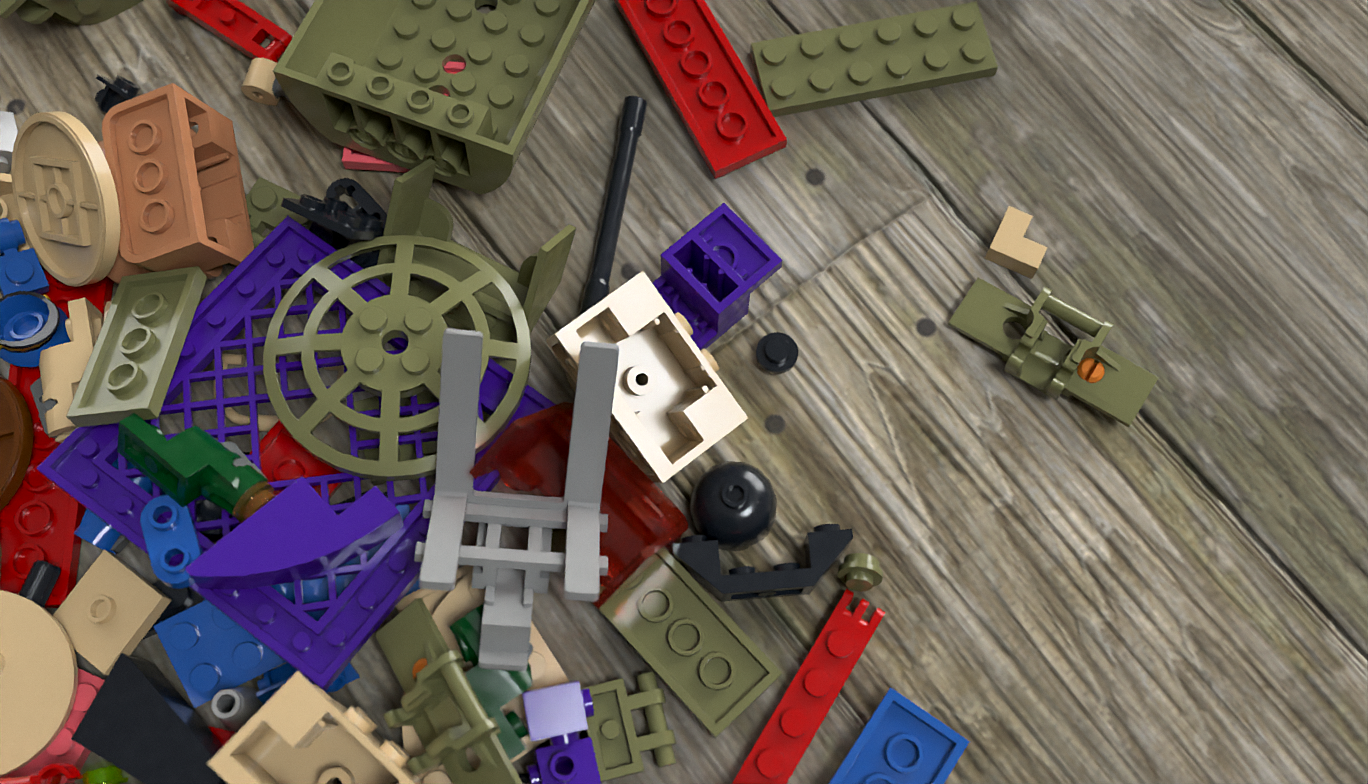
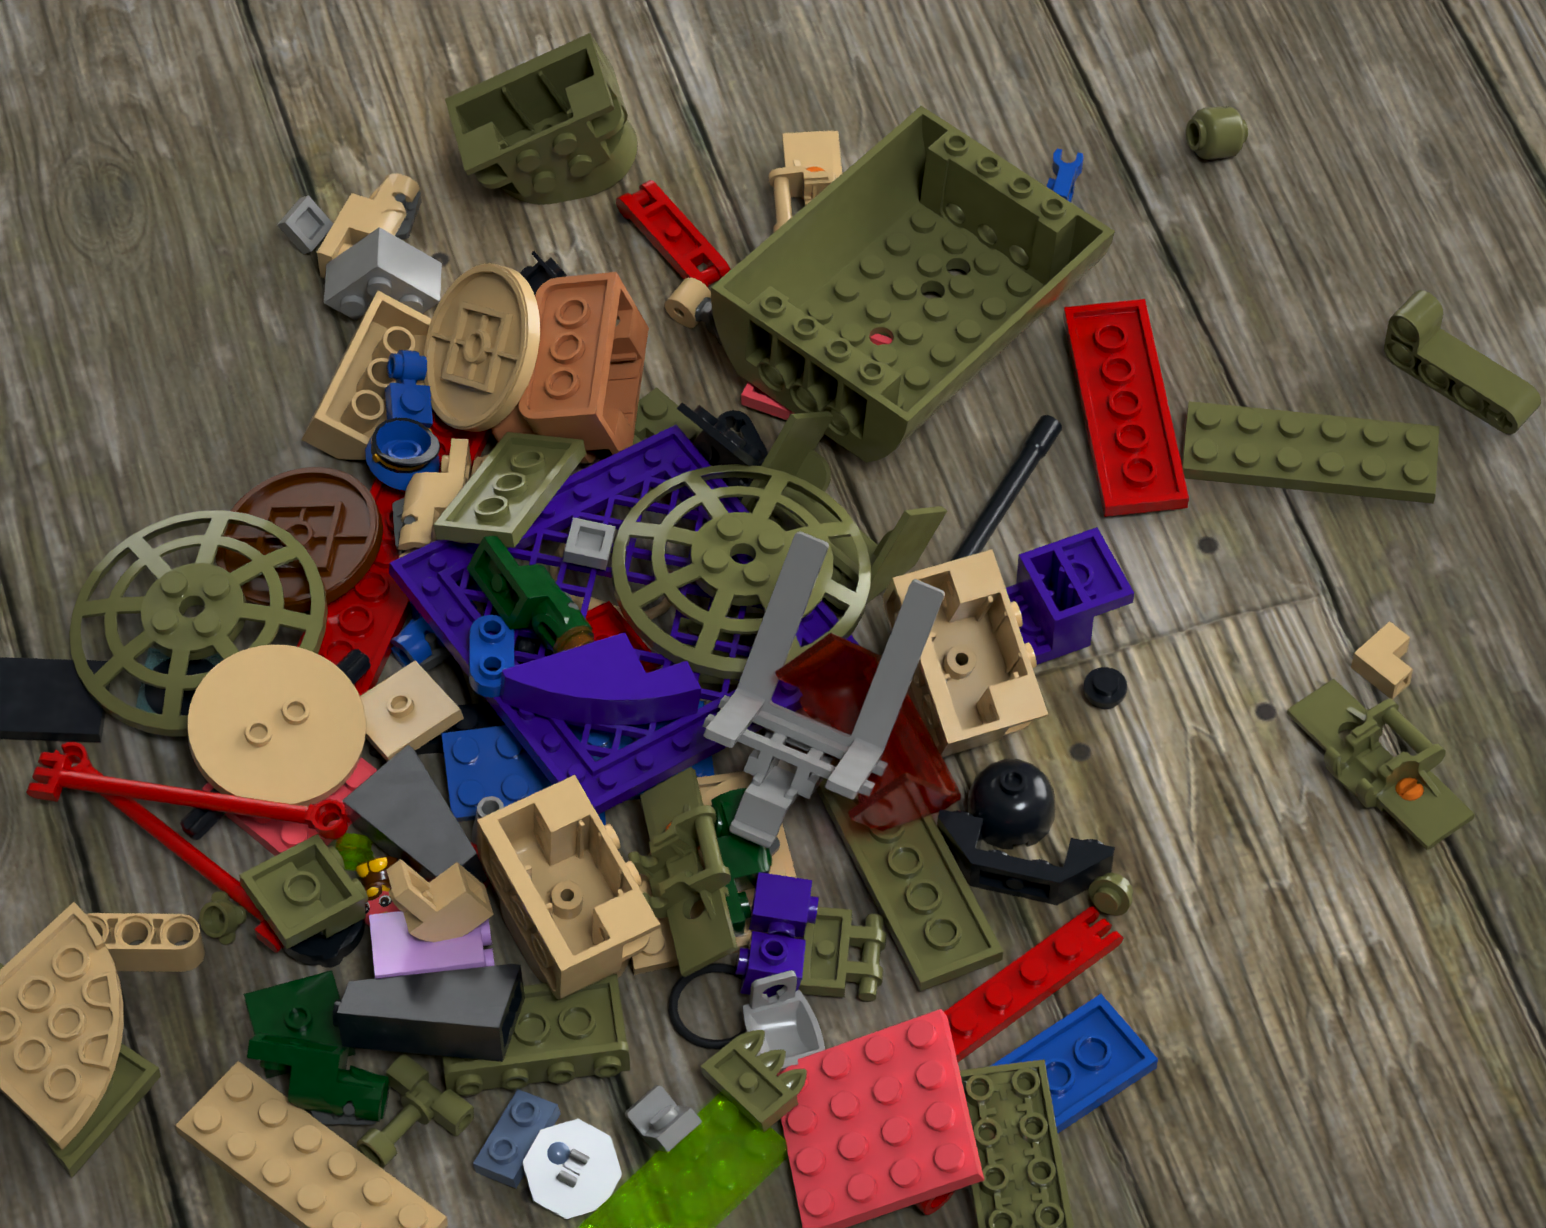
camera: 20 degrees right, 15 degrees down
(237, 379) = (589, 543): none -> light grey plate

